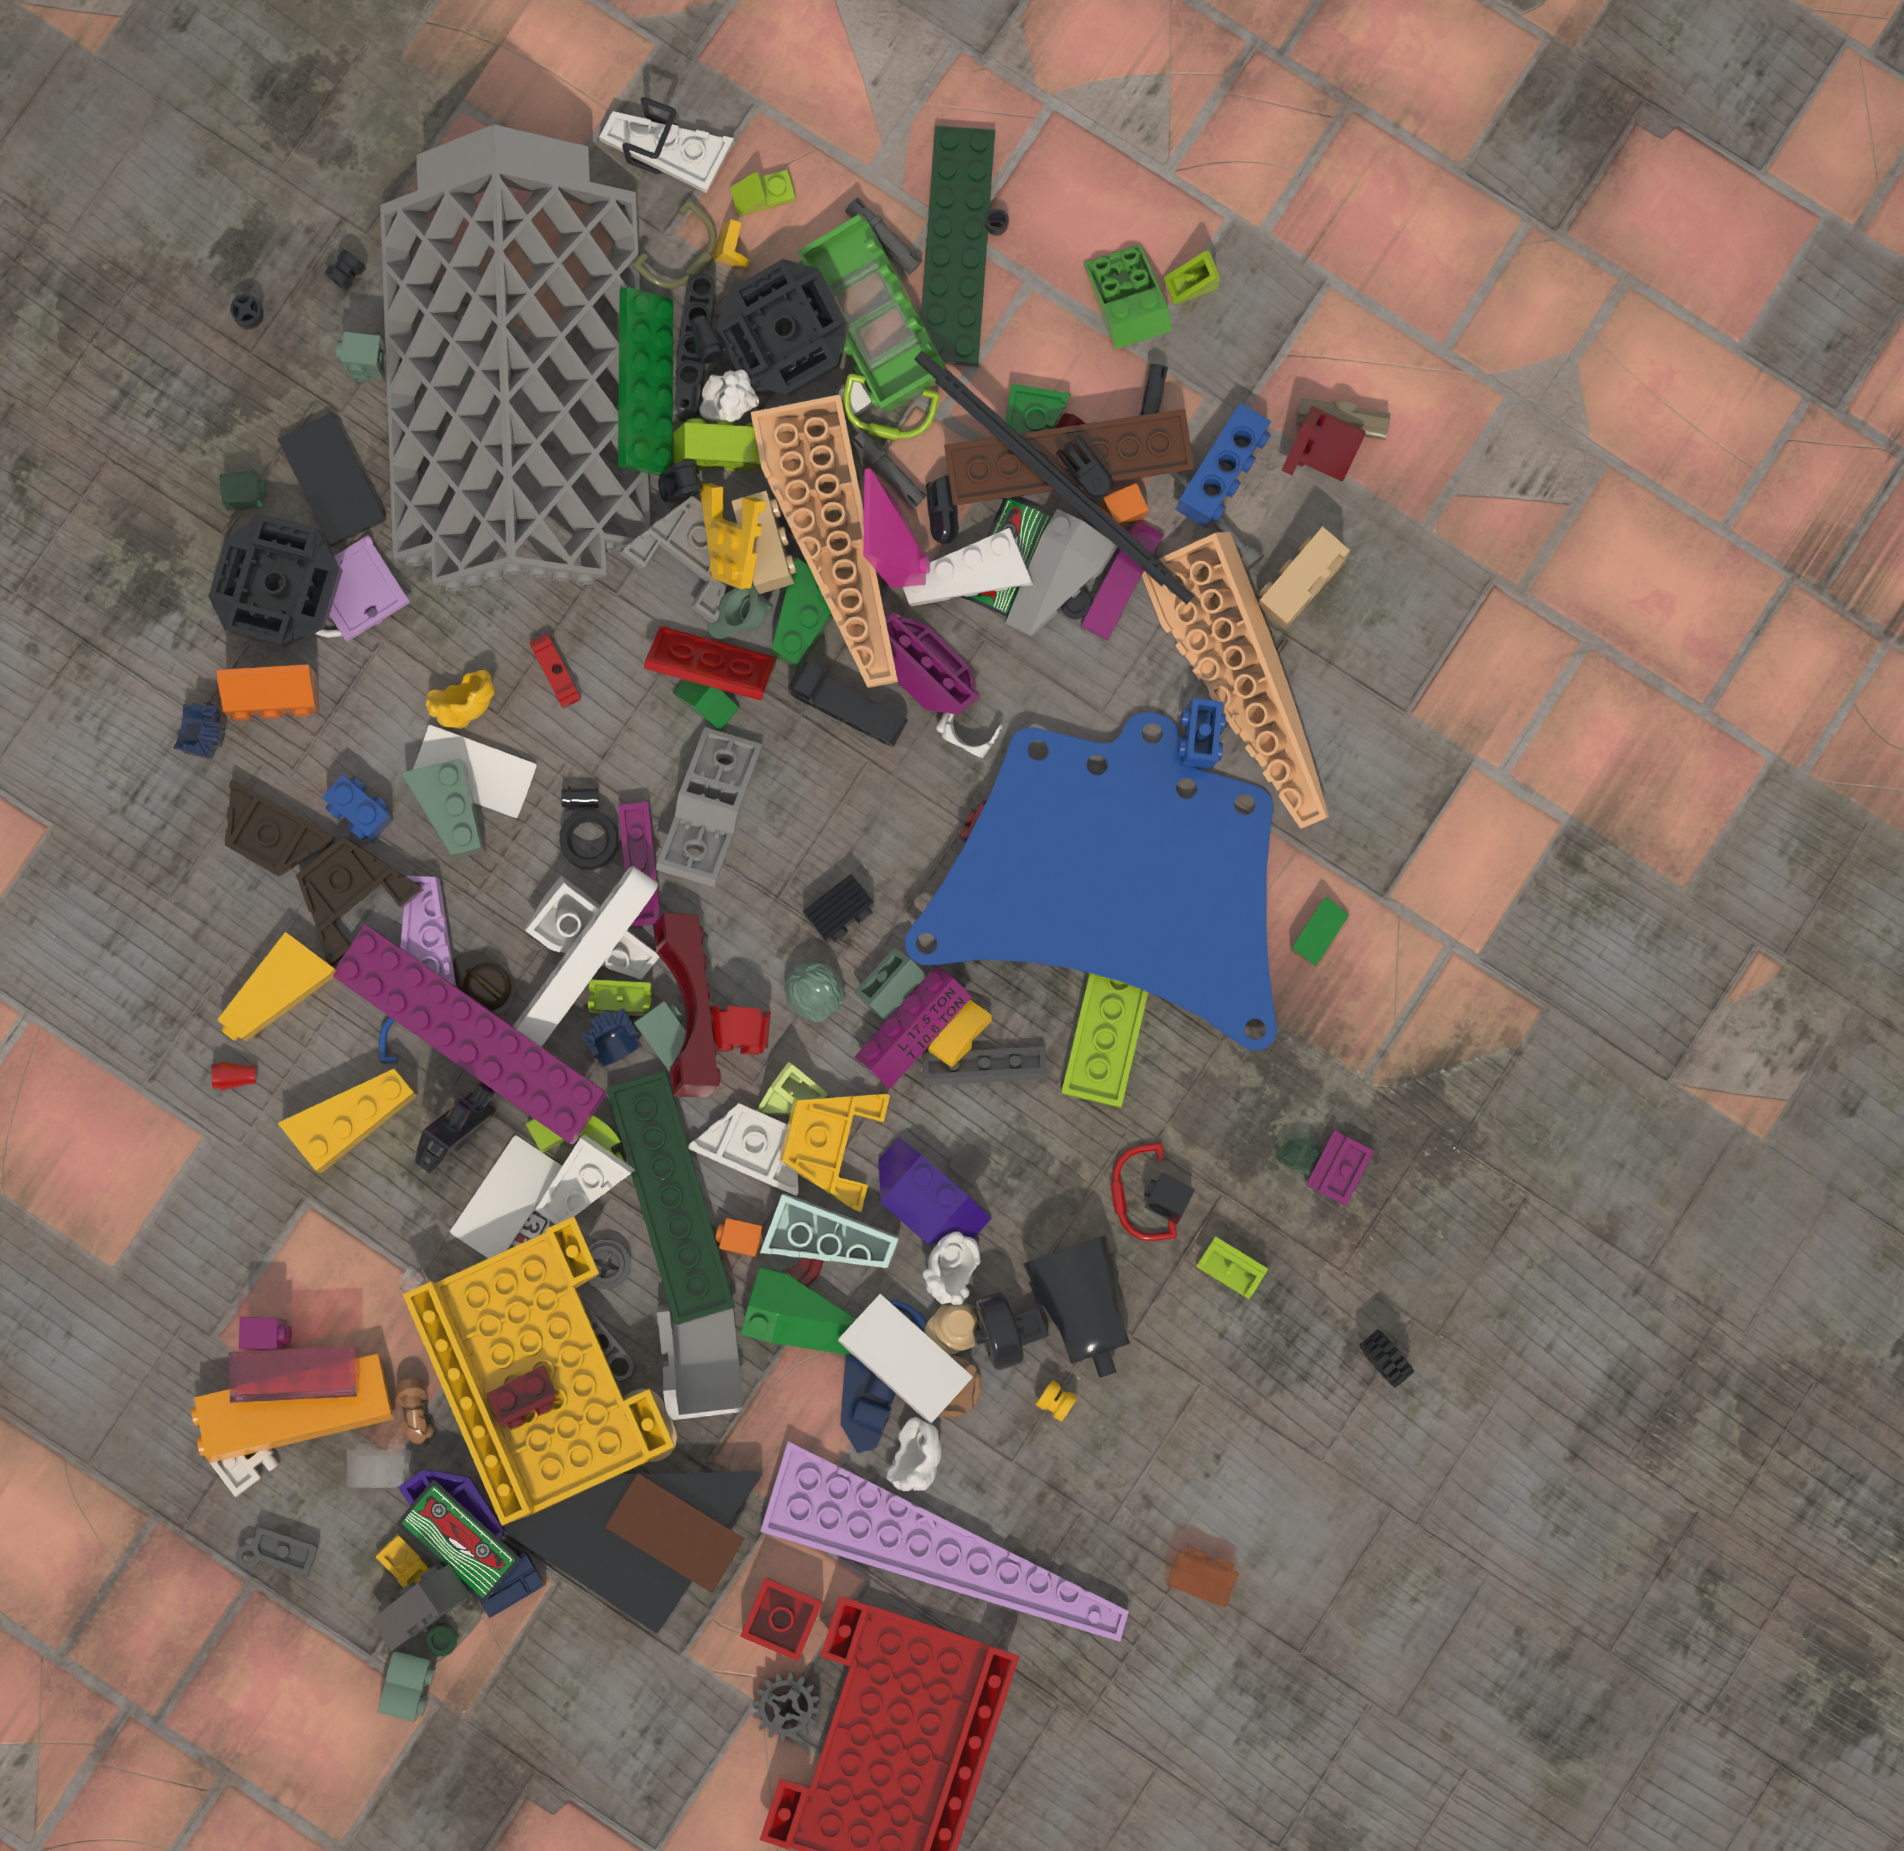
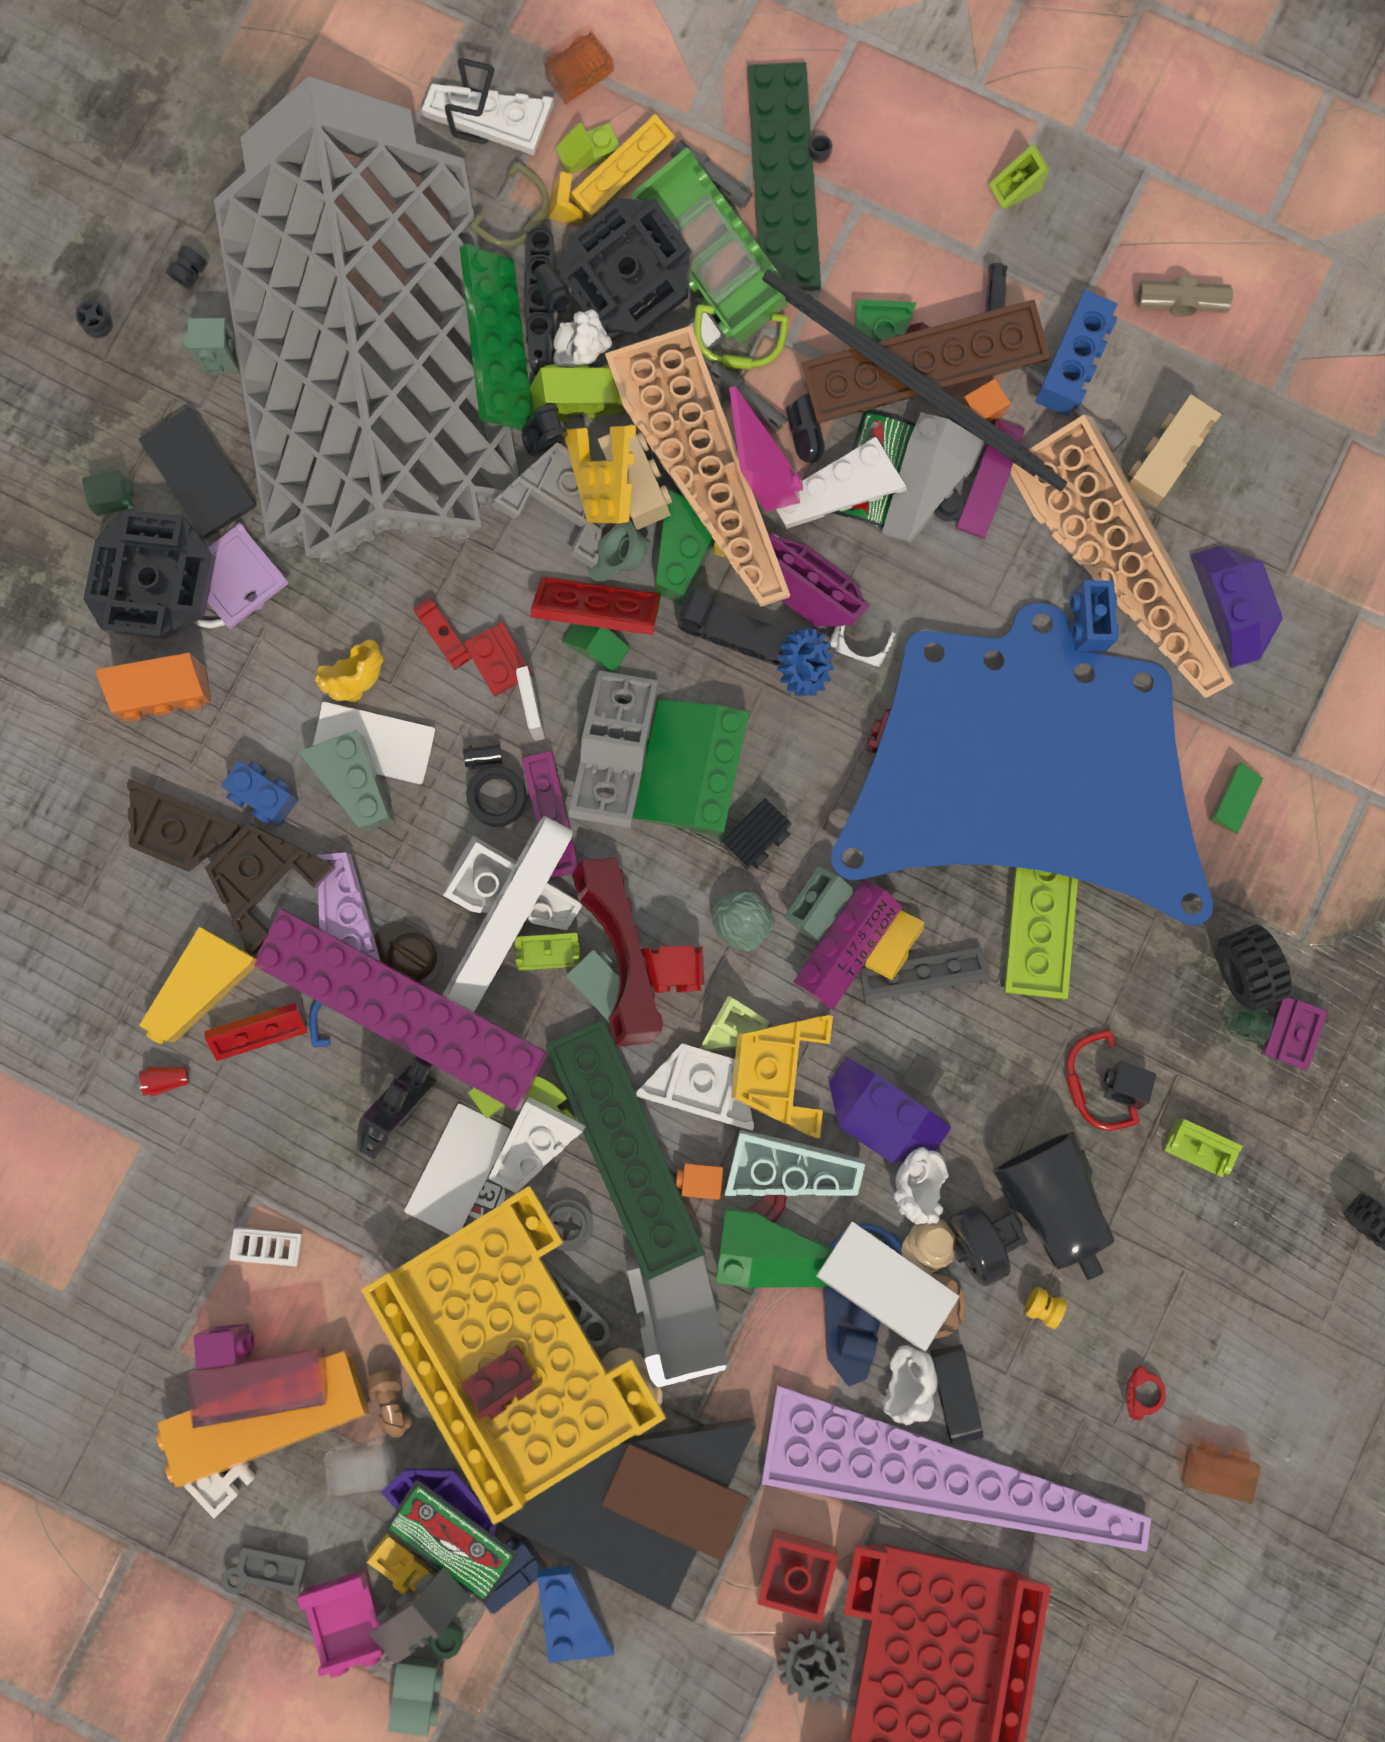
camera: 10 degrees left, 0 degrees up
(200, 731) = (93, 735): dark blue hair -> none
(287, 1241) = (238, 1243): none -> white slope
(327, 1040) = (256, 1031): none -> red plate
(343, 1121) = (279, 1114): yellow wedge -> none
(344, 1610) = (340, 1619): none -> dark pink panel
(560, 1635) = (568, 1620): none -> blue wing
(607, 703) = (496, 658): none -> red plate
(611, 1037) = (544, 992): dark blue hair -> none
(633, 753) = (530, 703): none -> white tile
(763, 108) = (578, 67): none -> clear orange brick
(784, 833) = (691, 766): none -> green slope
(794, 217) = (622, 166): none -> yellow plate
(905, 759) = (805, 662): none -> blue gear
(959, 1471) = (957, 1394): none -> black beam
(1092, 475) = (953, 373): black arm -> none
(1128, 297) = (959, 205): bright green slope -> none
(1129, 1507) = (1137, 1378): none -> red piece
(1303, 1098) = (1254, 967): none -> black tyre
(1325, 445) = (1173, 321): dark red bracket -> none
(1351, 736) = (1239, 602): none -> dark purple wedge

